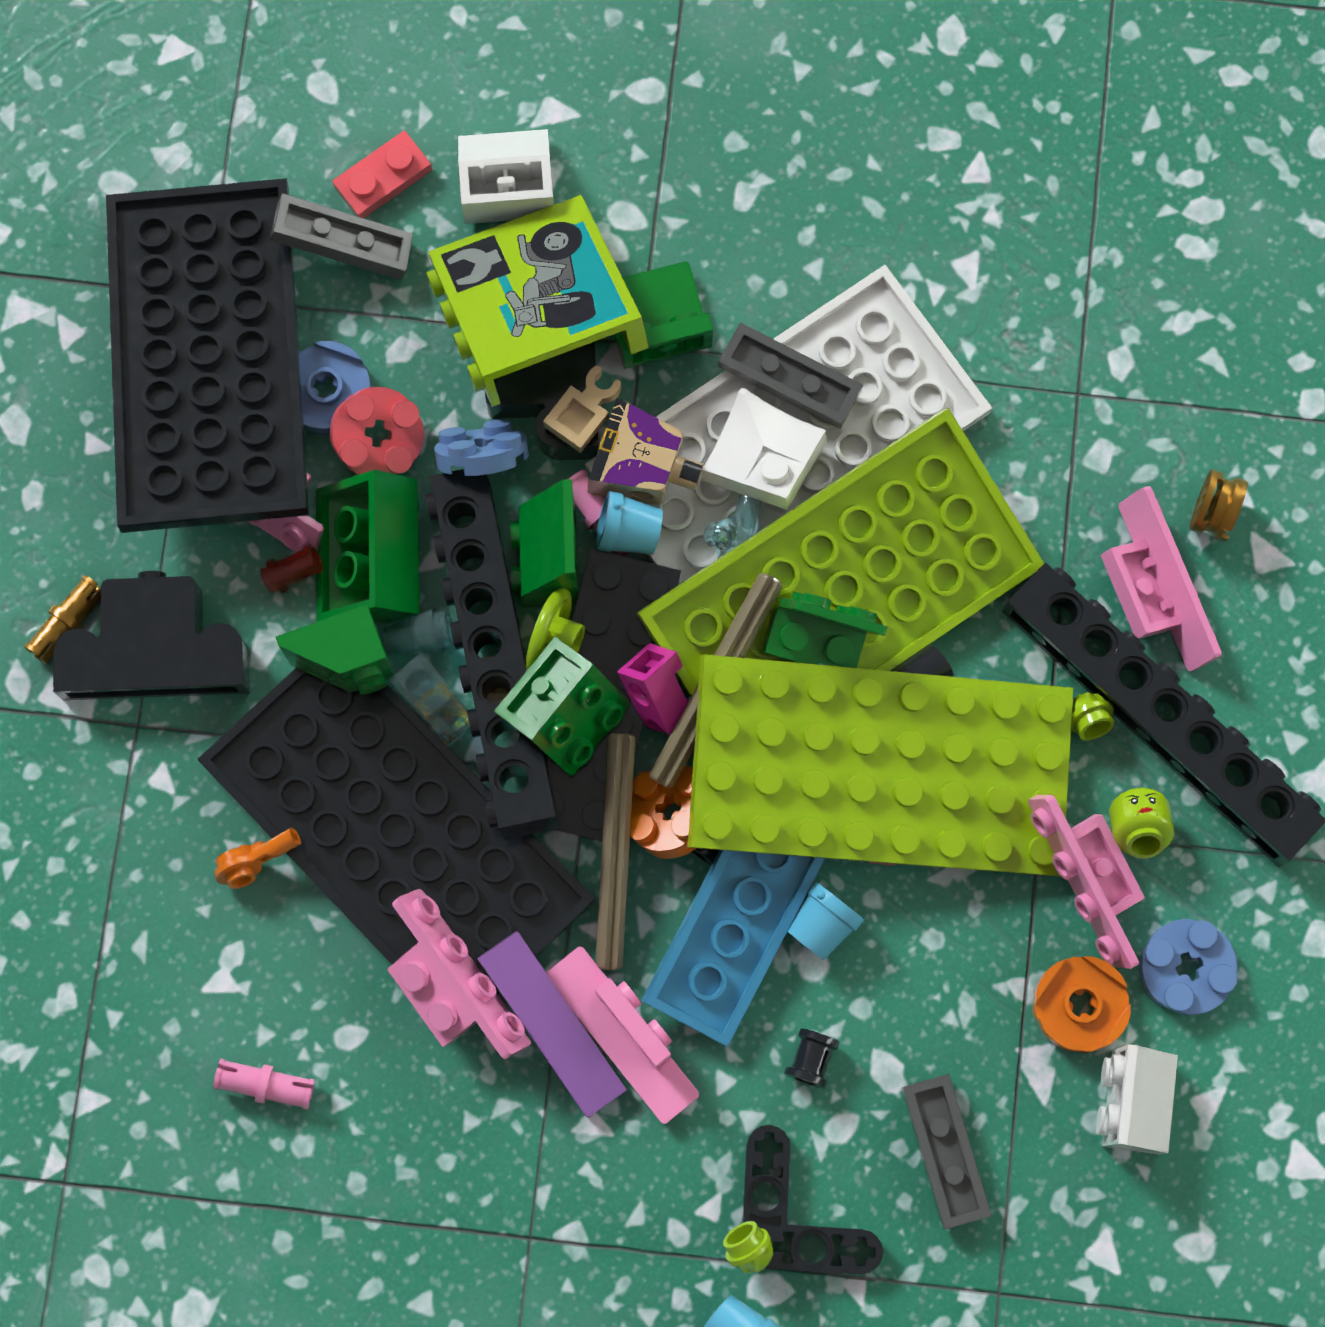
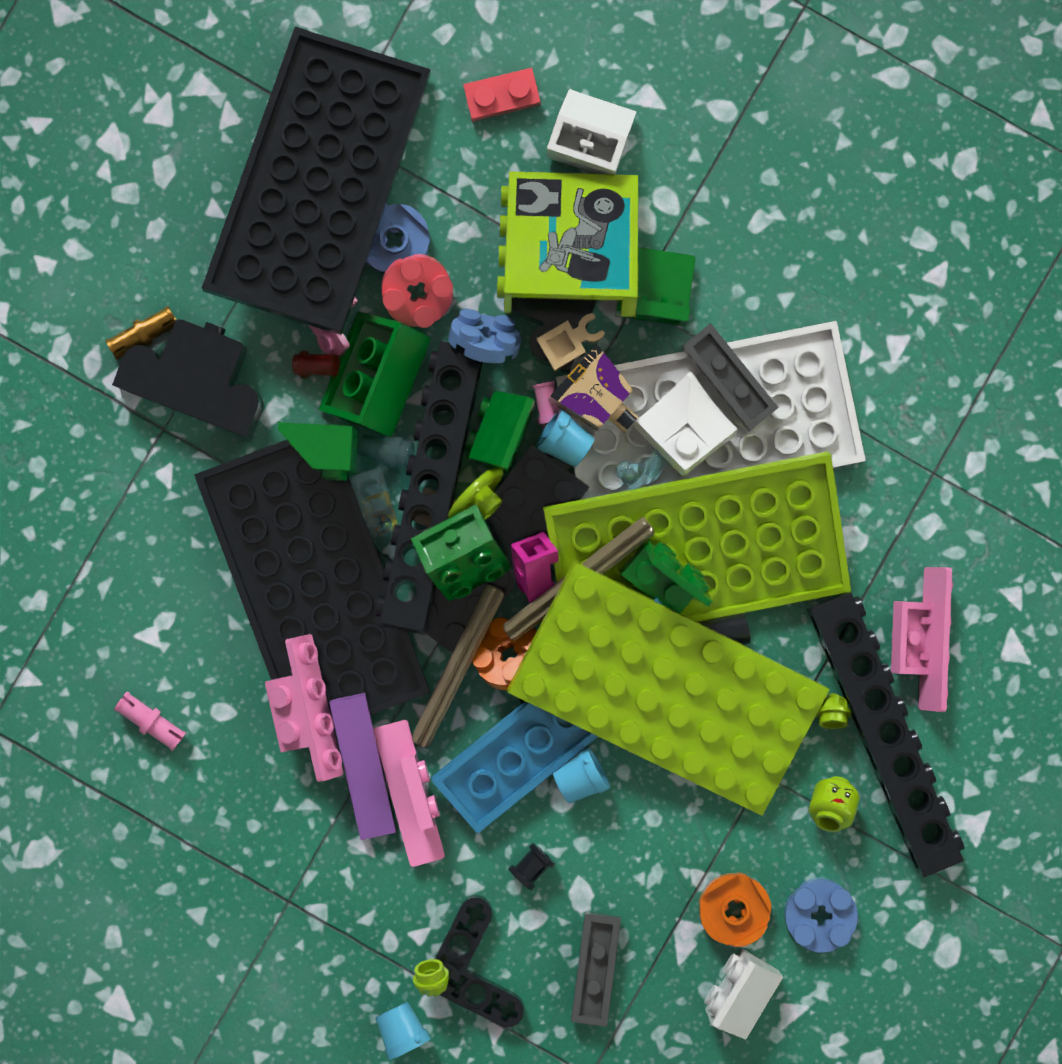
camera: 25 degrees right, 10 degrees up
(241, 865) = (193, 562): orange plate -> none
(341, 236) = (451, 132): plate -> none
(1096, 873) = (786, 825): bright pink bracket -> none
(1223, 507) = (994, 602): pearl gold wheel -> none

